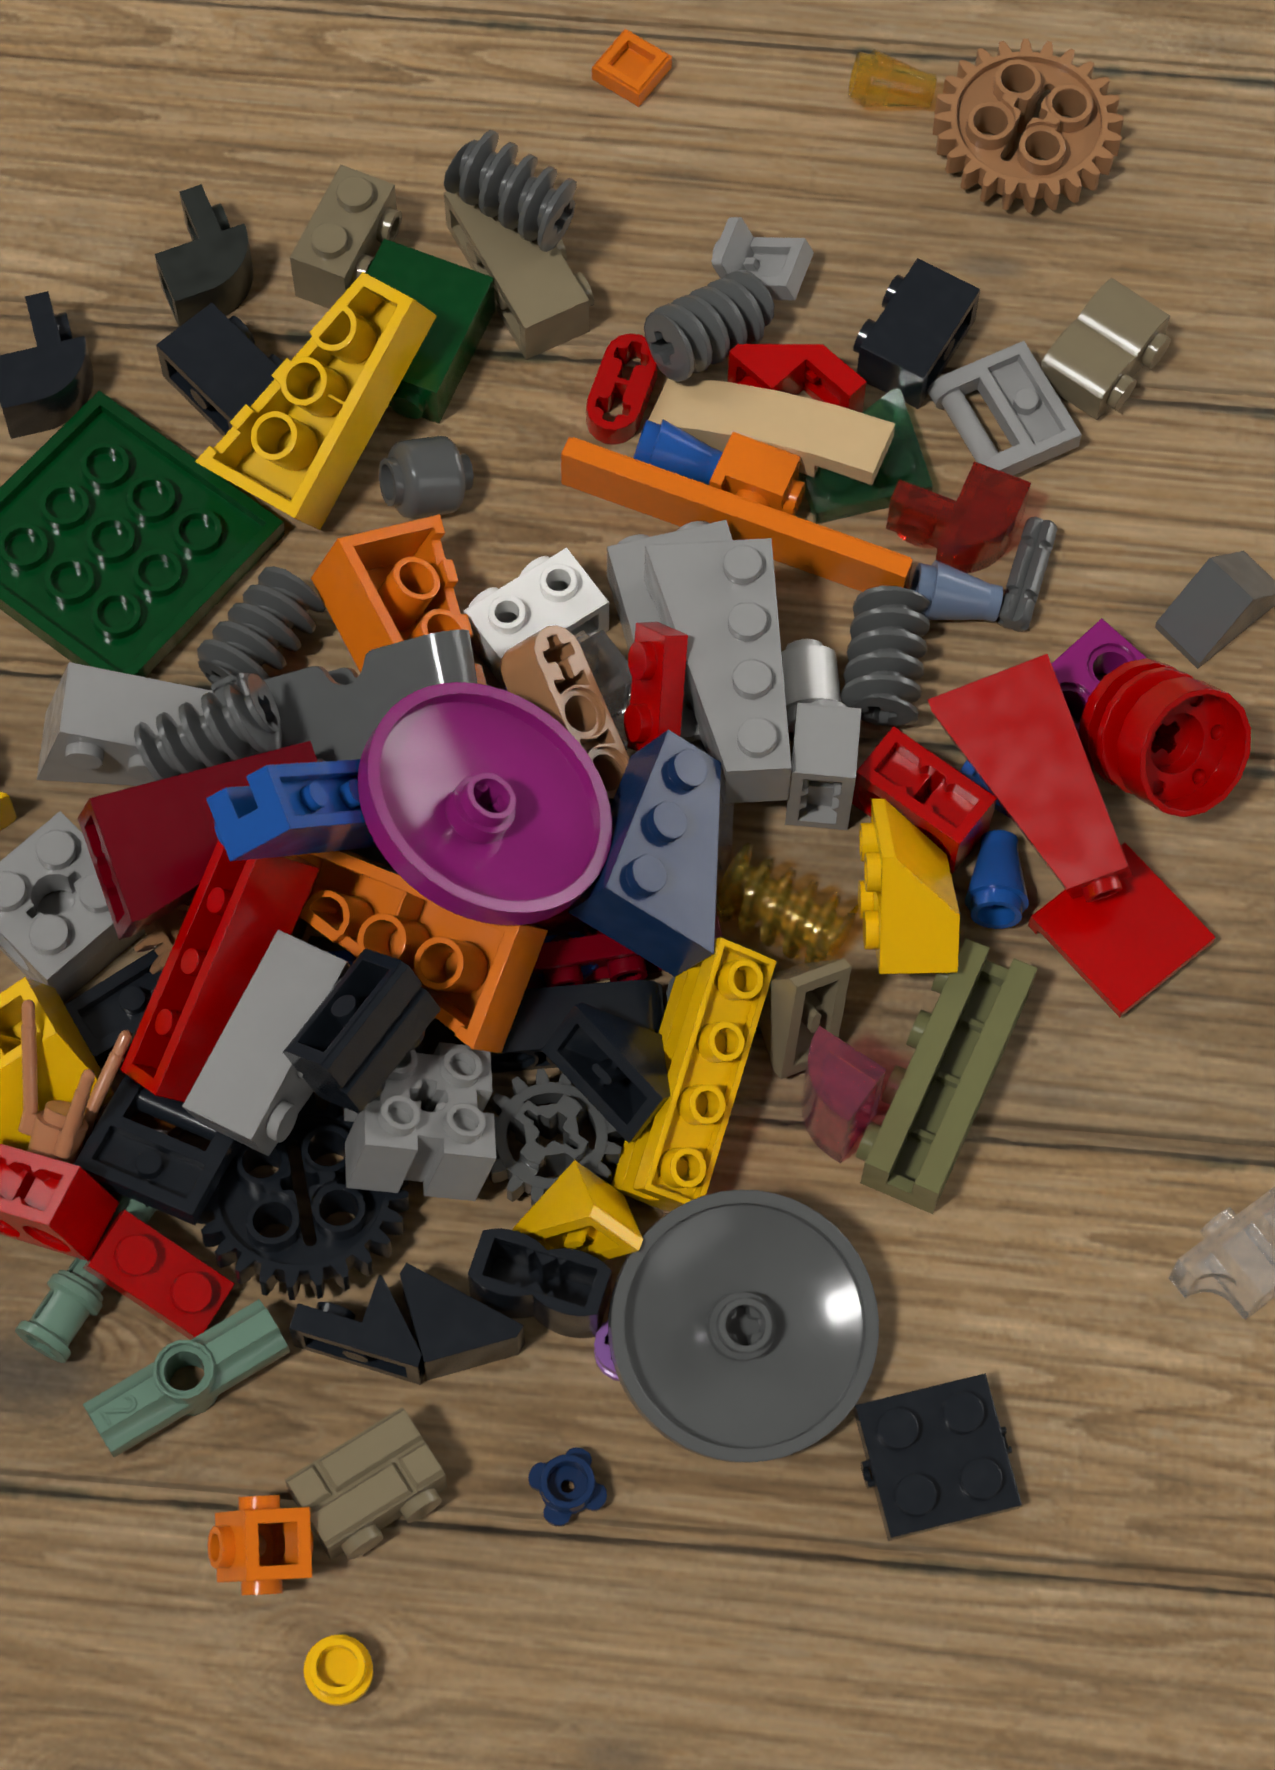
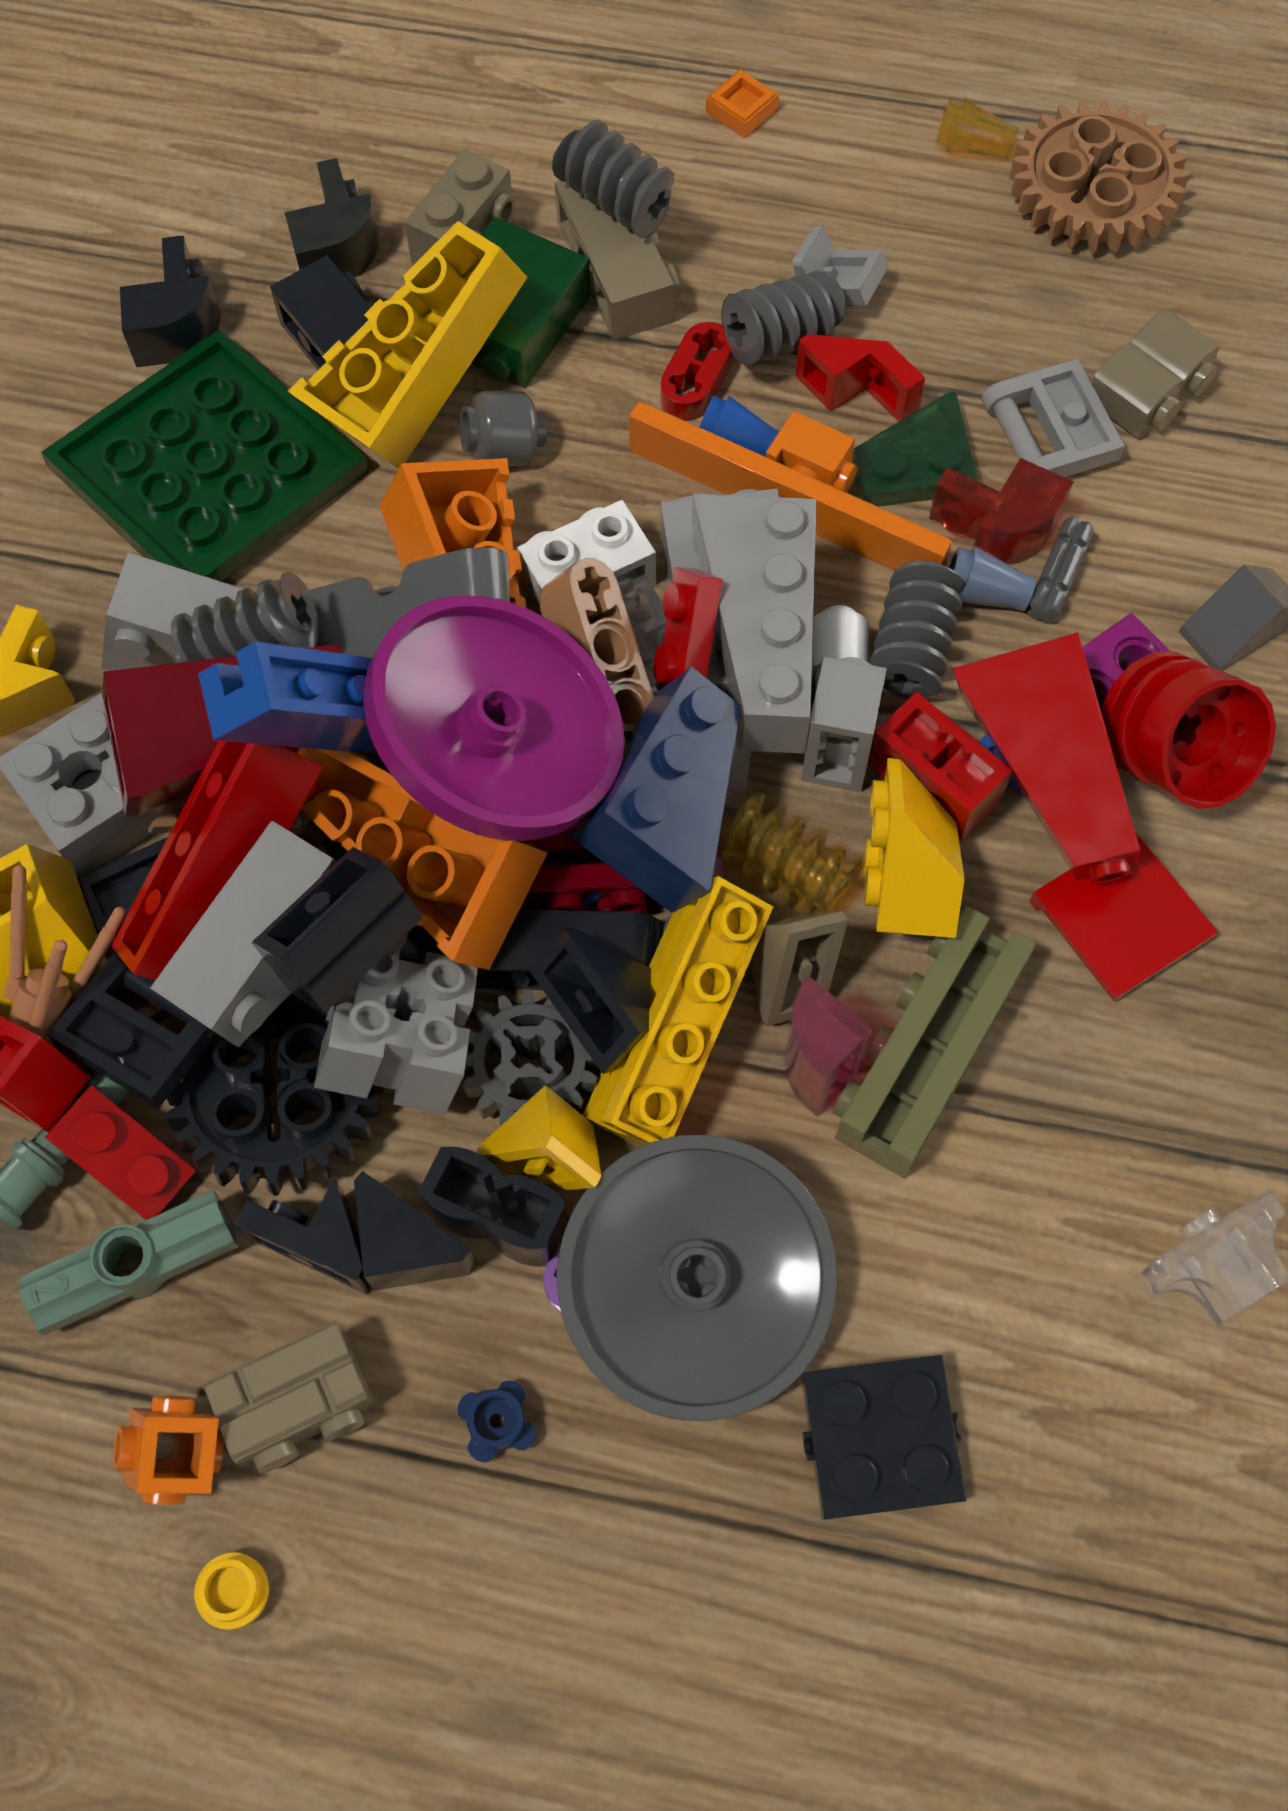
camera: 10 degrees right, 0 degrees up
(260, 626) = (328, 543): dark grey piece -> none
(810, 428) = (870, 415): tan slope -> none
(916, 331) = (977, 342): black brick -> none
(997, 884) = (1003, 858): blue cone -> none

